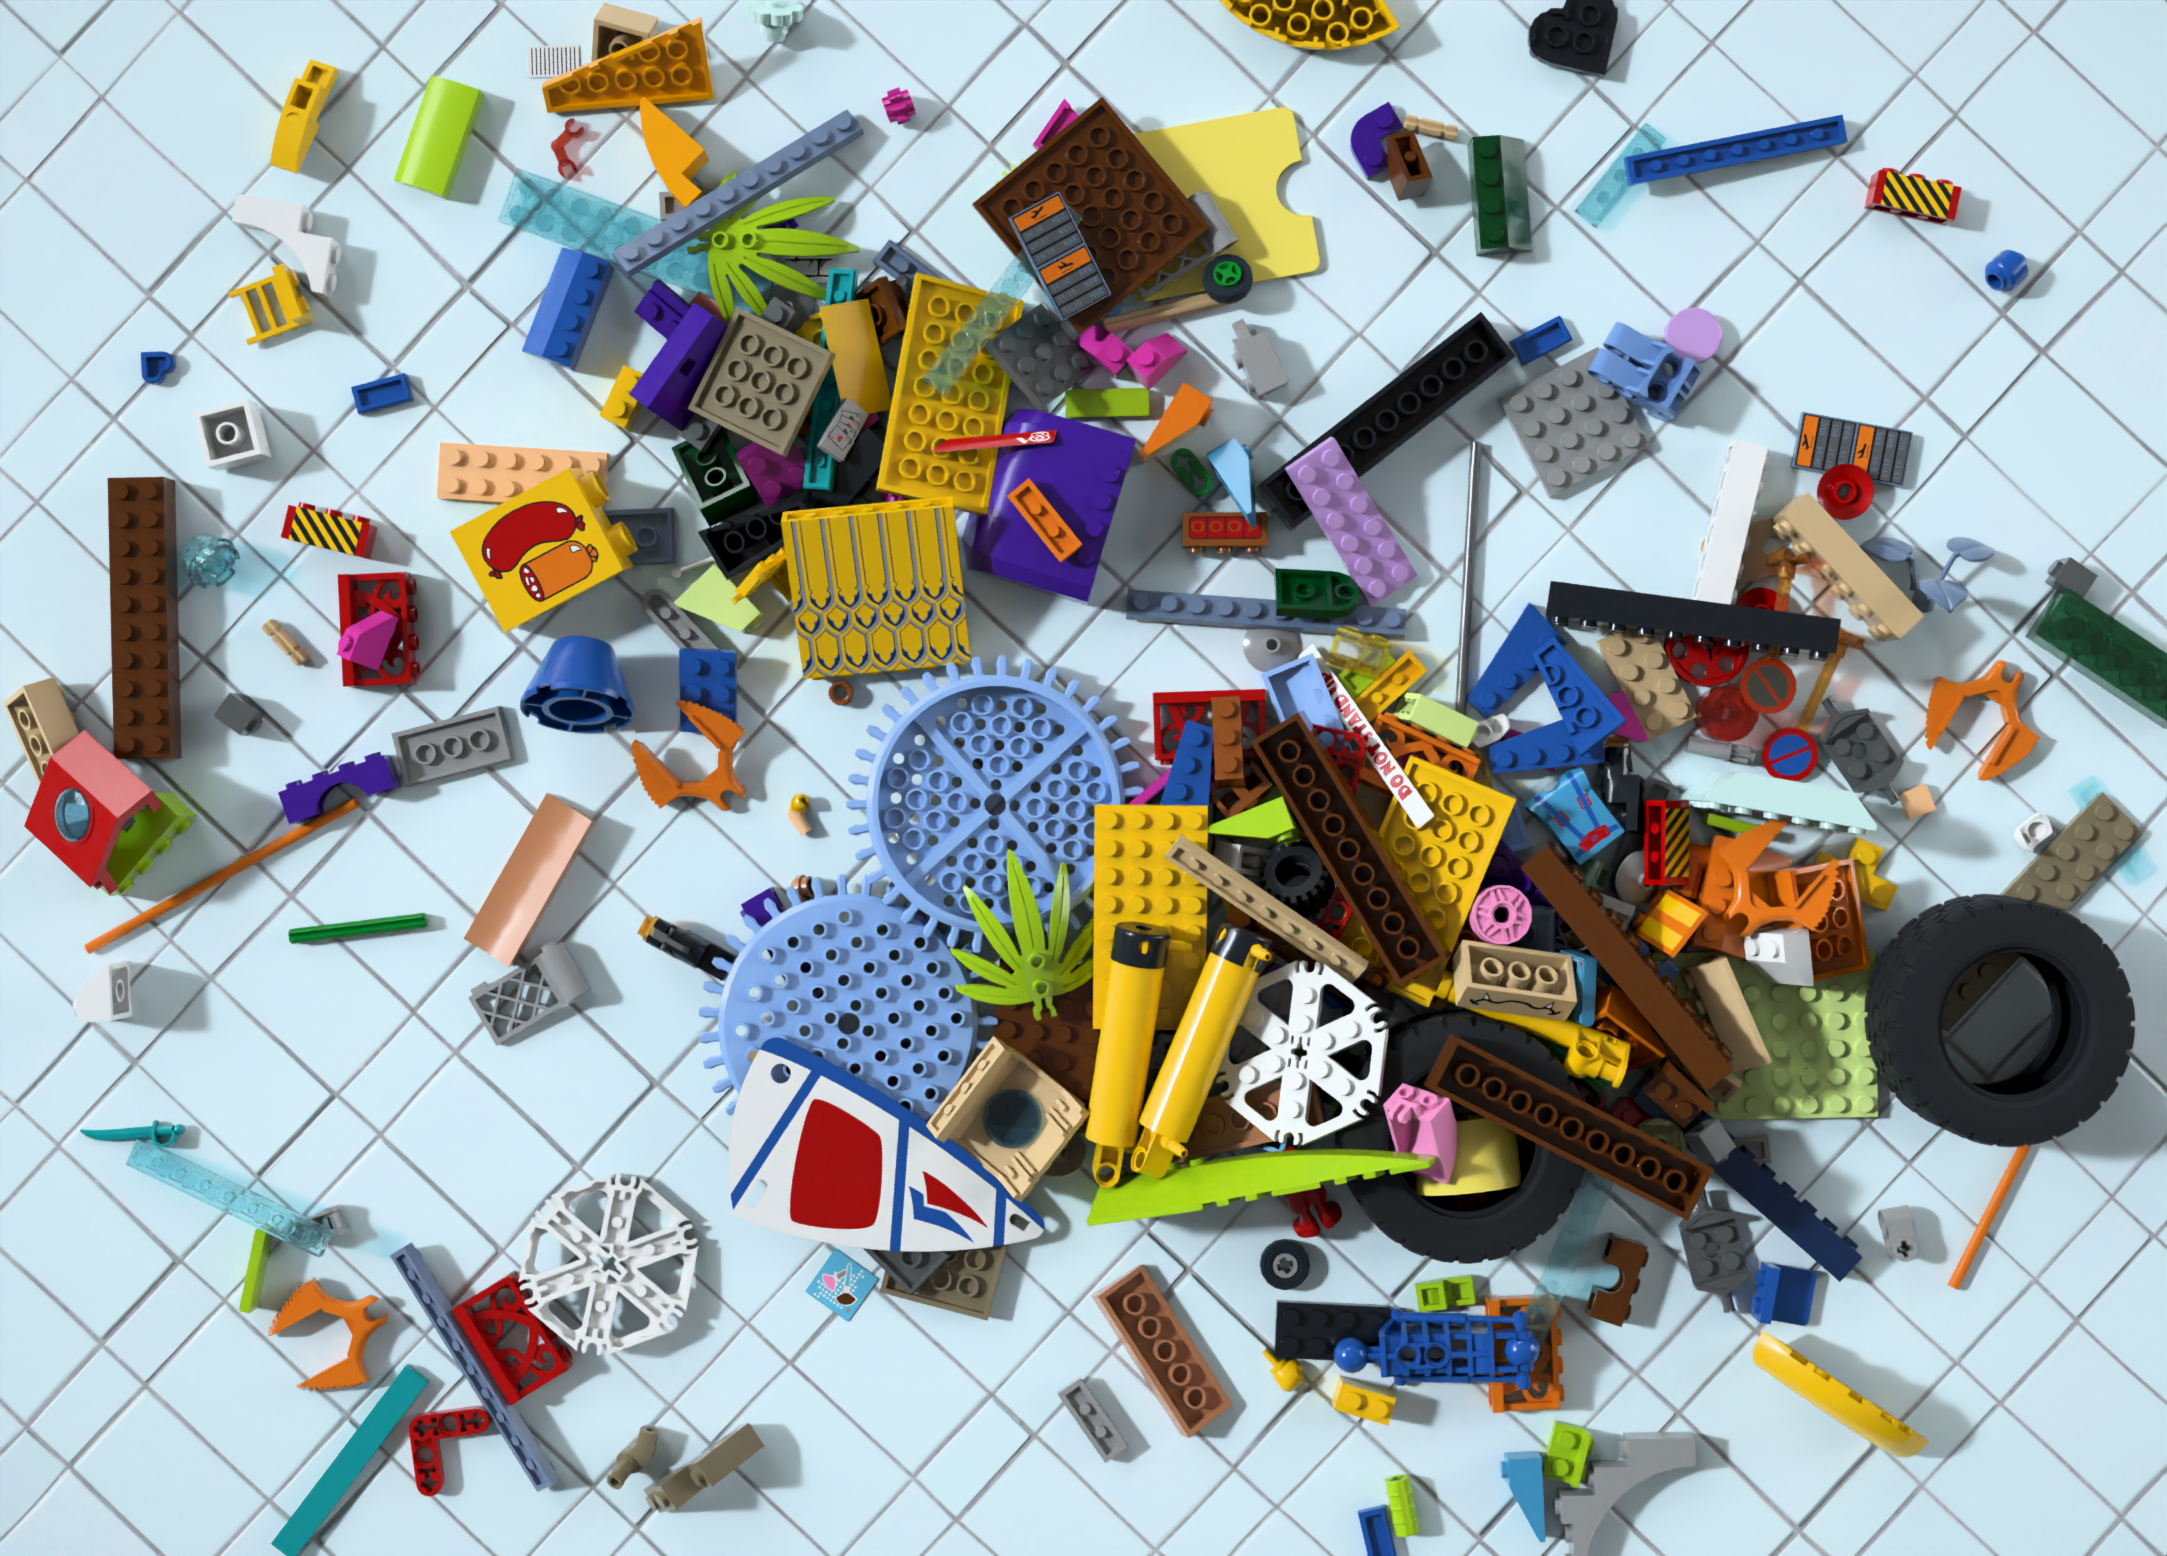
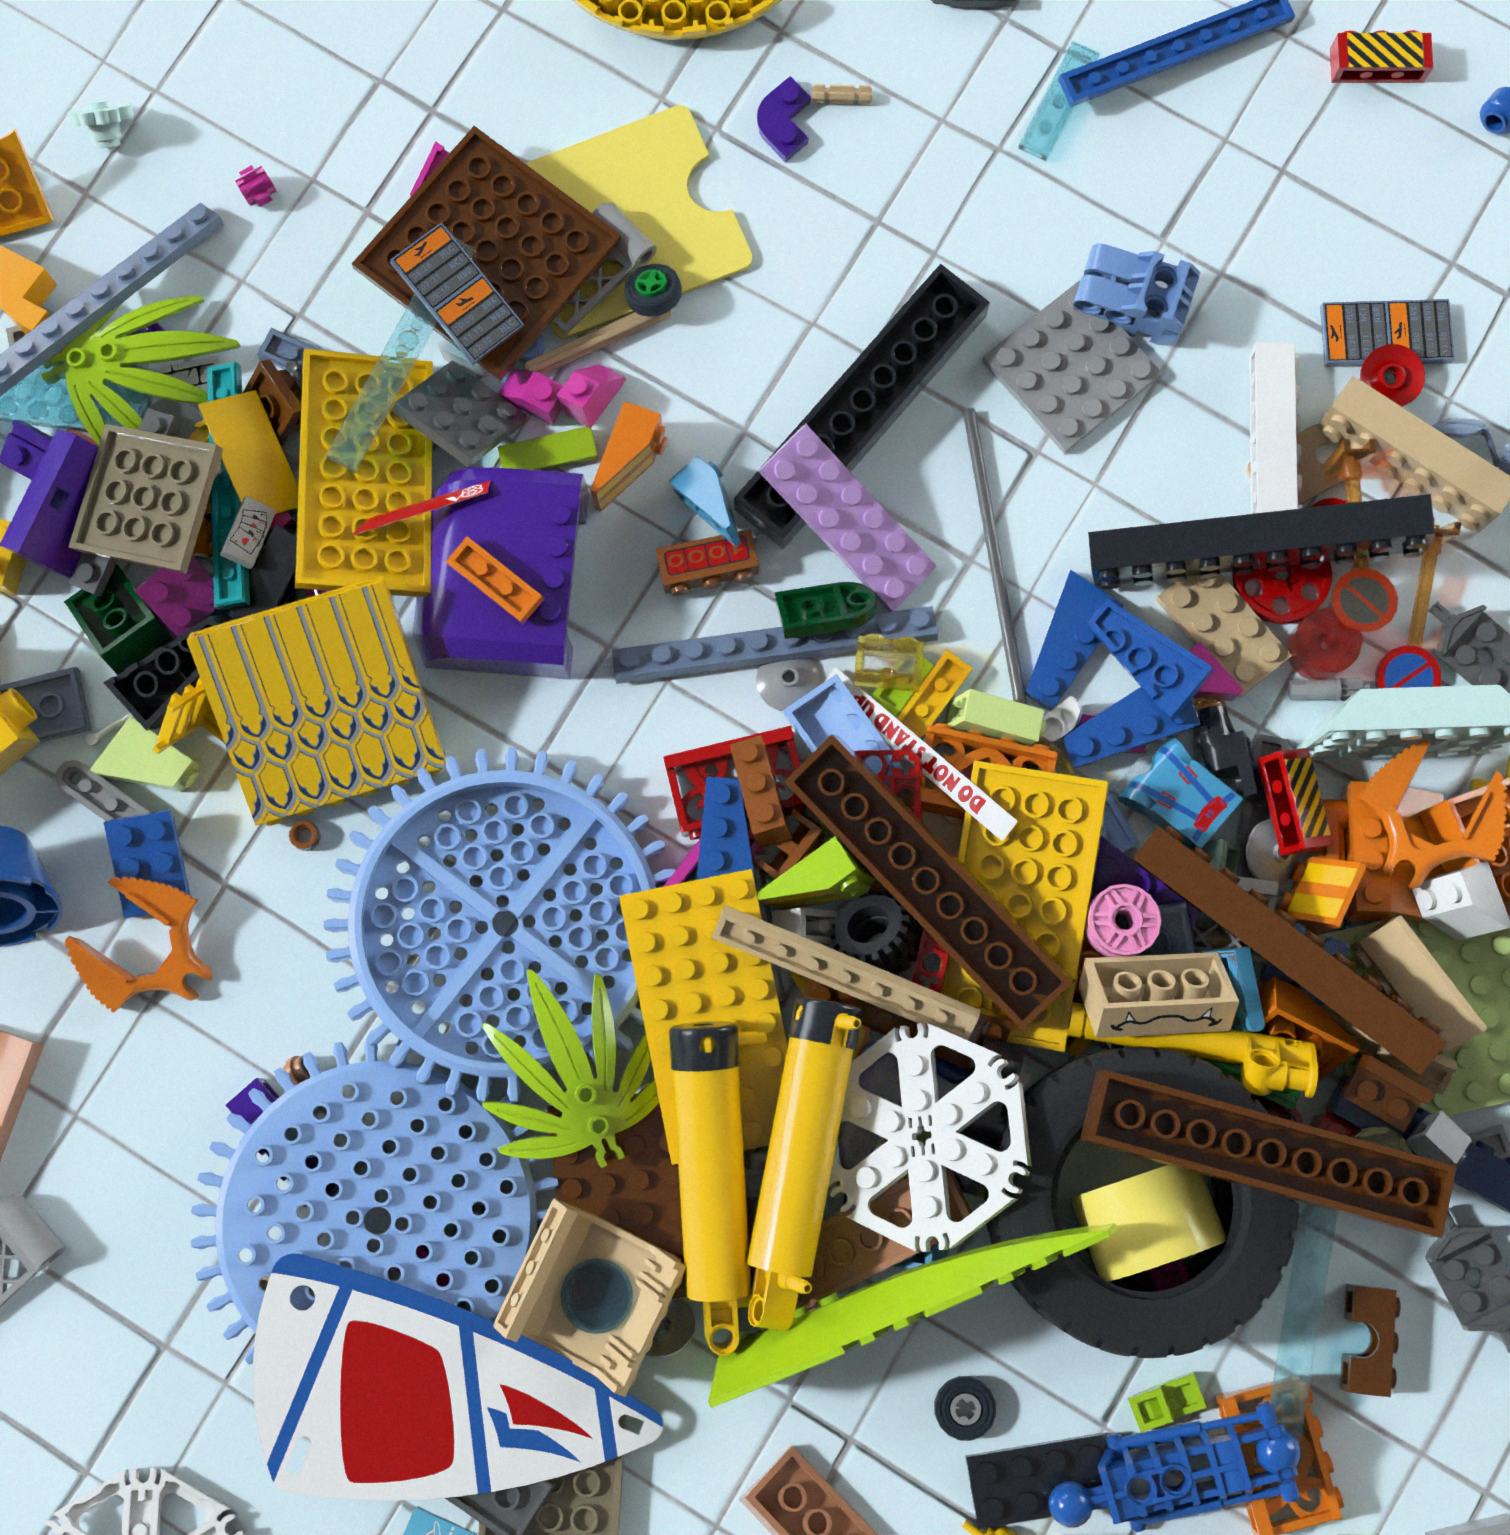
camera: 10 degrees left, 10 degrees down
(684, 945) = (163, 1168): black plate -> none
(797, 812) = (277, 985): arm -> none
(1196, 467) = (662, 502): green beam -> none
(1258, 360) = (706, 371): light grey hinge -> none
(1305, 1224) = (963, 1324): red piece -> none
(1407, 166) = (825, 134): reddish brown slope -> none
(1424, 1125) = (1090, 1190): bright pink piece -> none
(1499, 195) = (931, 146): dark green slope -> none
(1540, 341) = (1015, 288): blue tile -> none
(1693, 334) = (1183, 240): lavender tile -> none
(1726, 823) = (1353, 768): lime tile -> none

